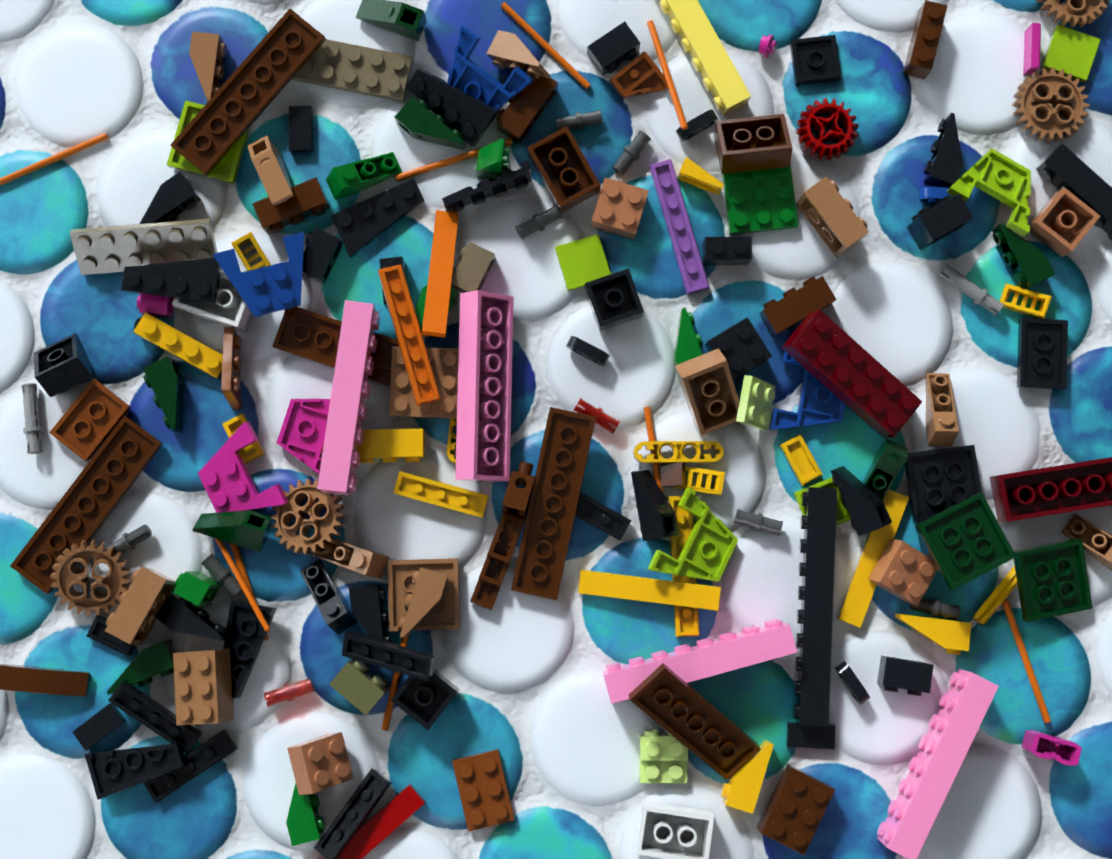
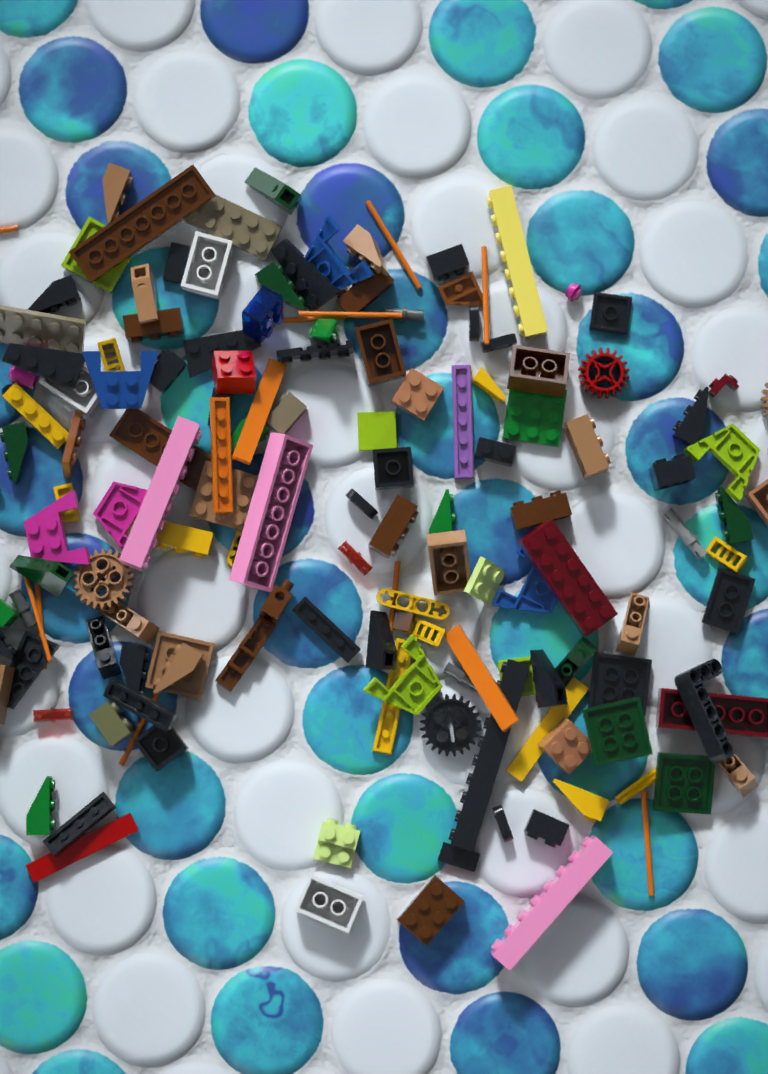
camera: 10 degrees right, 0 degrees up
(320, 763) = (65, 776): nougat brick -> none
(336, 121) = (207, 265): none -> white brick
(362, 174) = (215, 314): green slope -> none
(398, 235) = (233, 372): none -> red brick
(415, 159) = (262, 314): none -> clear blue brick
(441, 494) = (214, 589): yellow plate -> none
(483, 790) = (187, 832): dark orange plate -> none
(517, 134) = (350, 314): none -> orange axle
(538, 222) = (349, 389): dark grey pin -> none
(553, 503) = (302, 619): reddish brown plate -> none
(631, 153) = (439, 351): dark grey pin -> none
(633, 367) = (393, 527): none -> reddish brown brick
(649, 590) = (360, 708): yellow tile -> none
(662, 110) = (473, 323): none -> black beam
(694, 721) = (367, 819): reddish brown plate -> none
(705, 658) = (383, 774): bright pink brick -> none
(741, 348) = (483, 534): black brick -> none
(746, 782) = (396, 880): yellow slope -> none
(779, 574) = (468, 723): none -> black gear
(783, 518) = (481, 678): none -> orange tile
(801, 460) = (510, 636): yellow tile -> none
(925, 39) = (703, 320): reddish brown brick -> none
(932, 194) = (674, 449): blue beam -> none
(935, 607) = (586, 782): dark grey pin -> none
(970, 101) = (717, 384): none -> dark red bracket
(1051, 747) = (649, 916): dark pink brick -> none
(1056, 489) = (702, 711): none -> black beam

